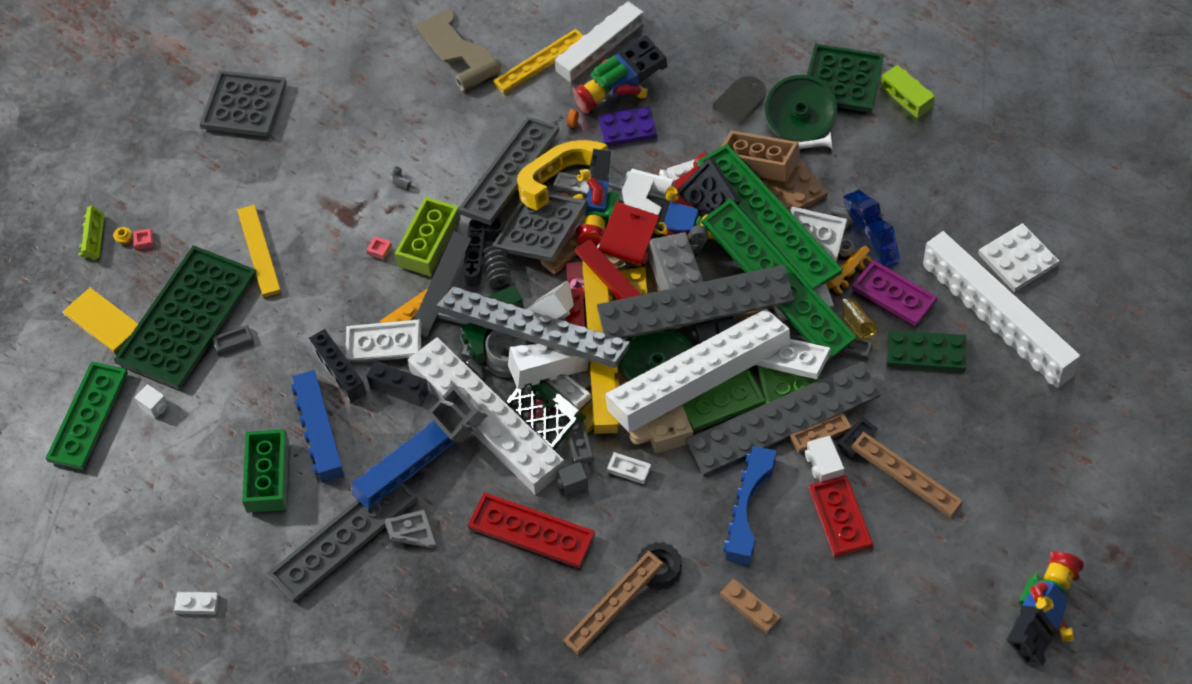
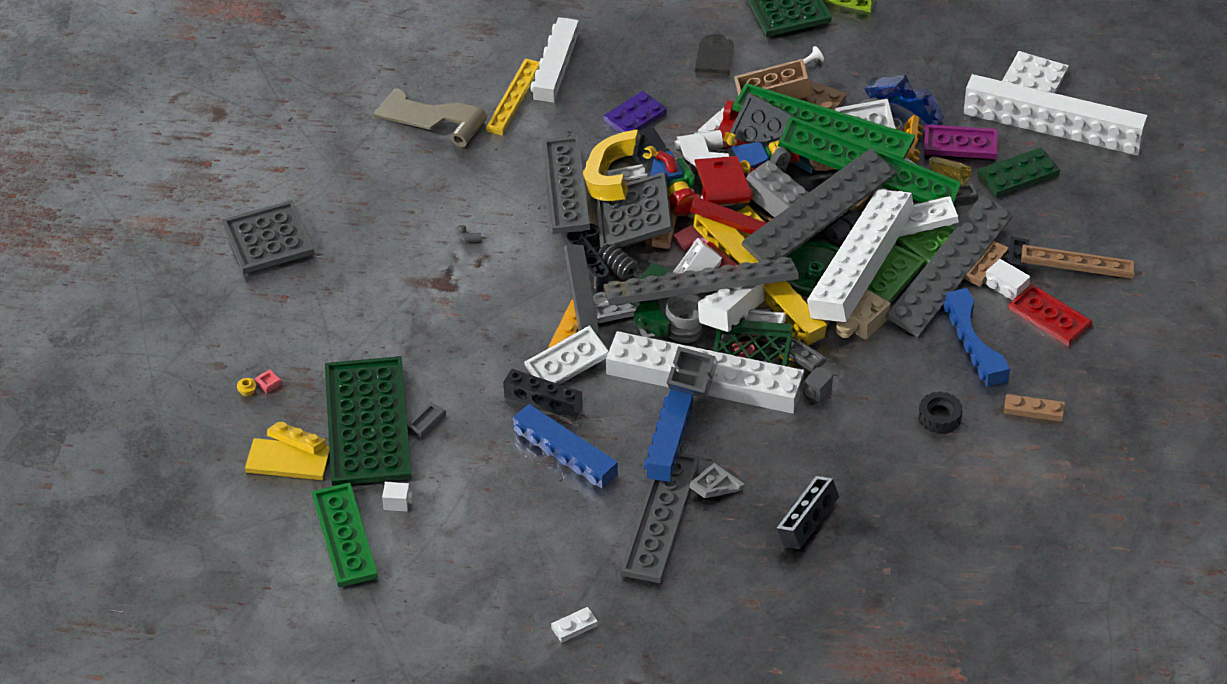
camera: 35 degrees left, 10 degrees down
(92, 233) = (216, 396): lime plate -> none
(119, 304) = (296, 437): none -> yellow plate
(259, 251) = (387, 343): yellow tile -> none
(265, 471) = (552, 497): green brick -> none
(379, 247) = (498, 293): coral plate -> none
(398, 383) = (609, 383): black brick -> none
(427, 236) = (537, 264): lime brick -> none
(461, 604) = (807, 512): none -> black brick
(531, 530) = (815, 436): red plate -> none
(572, 119) = (584, 126): orange tile -> none
(613, 603) = (928, 453): medium nougat tile -> none
(621, 74) = (602, 75): piece -> none
(629, 468) = (856, 357): white plate -> none
(800, 108) = (774, 38): dark green dish -> none

